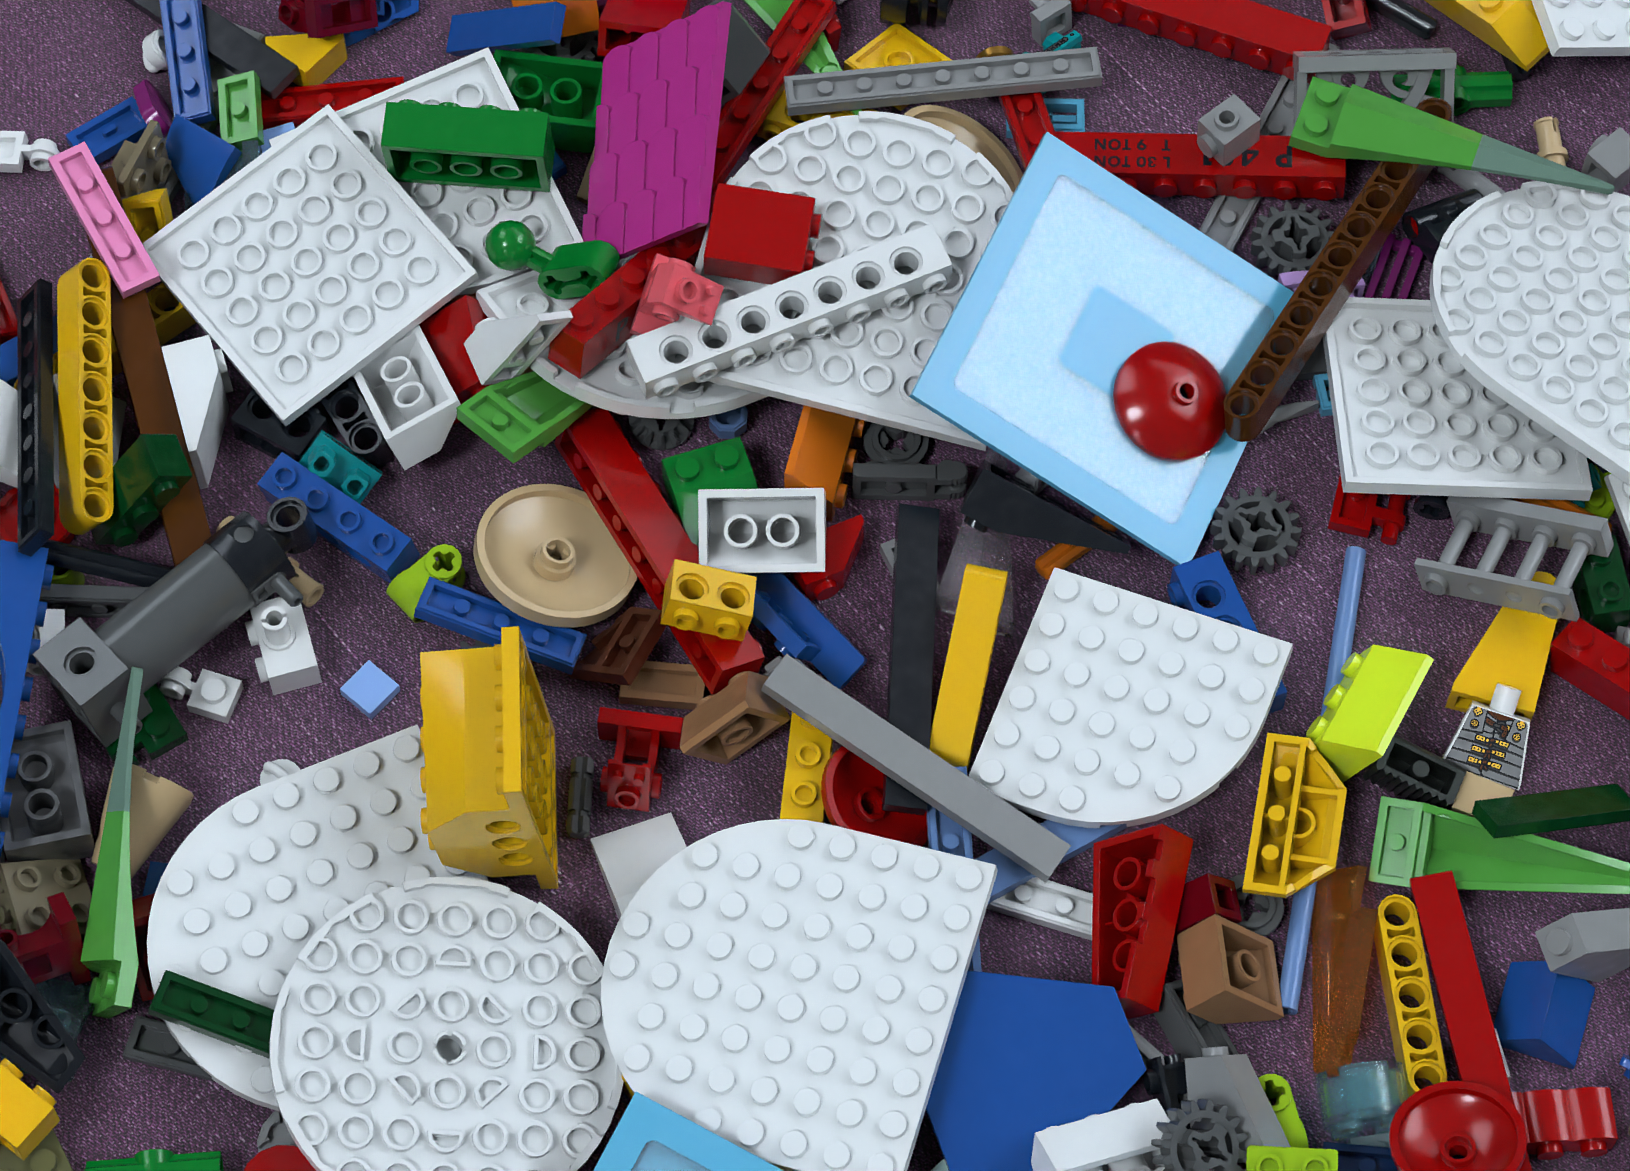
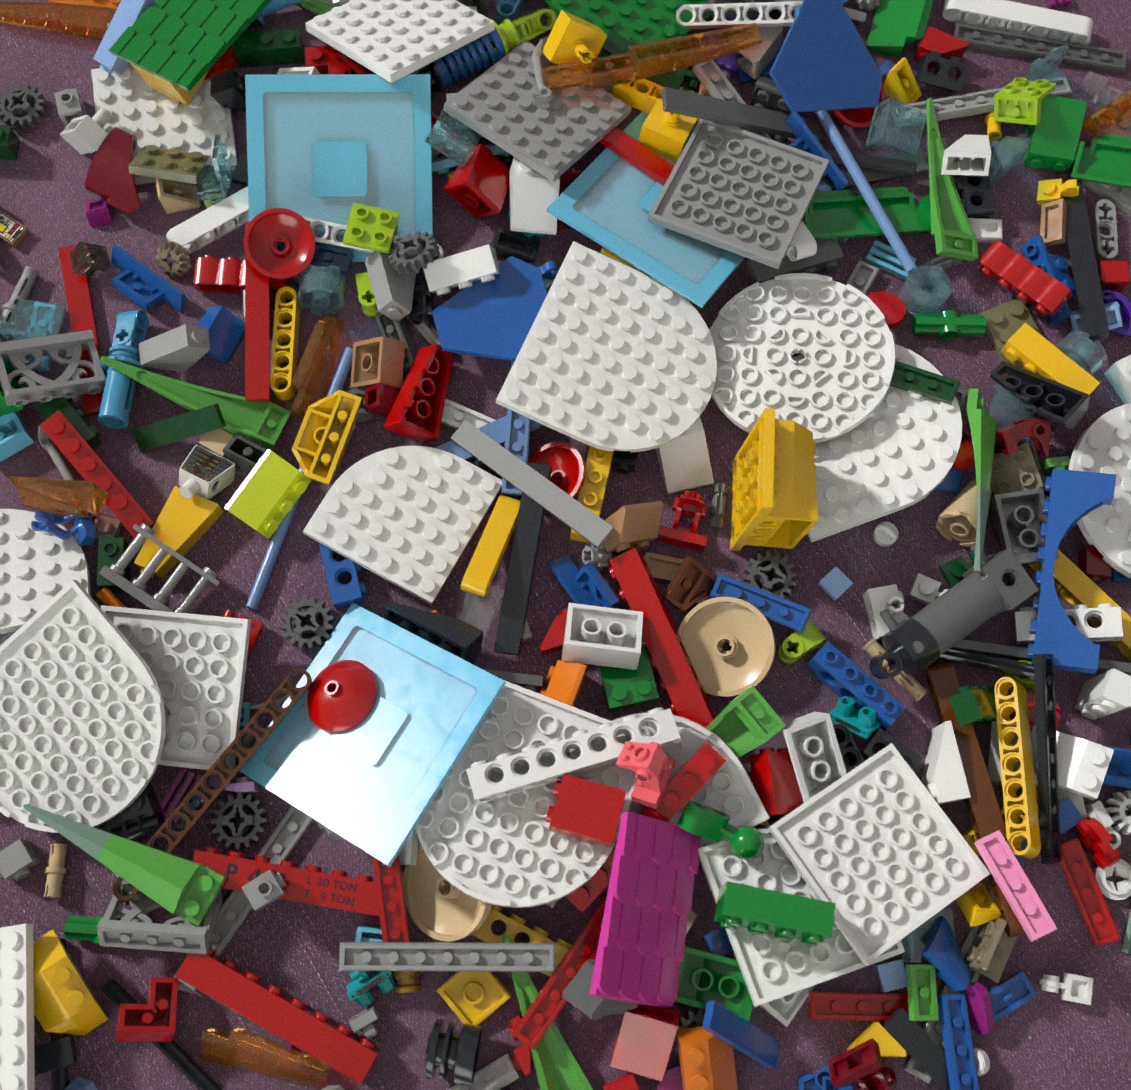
camera: 175 degrees left, 10 degrees up
(509, 345) = (750, 762): white slope -> none
(708, 600) = (639, 591): yellow brick -> none

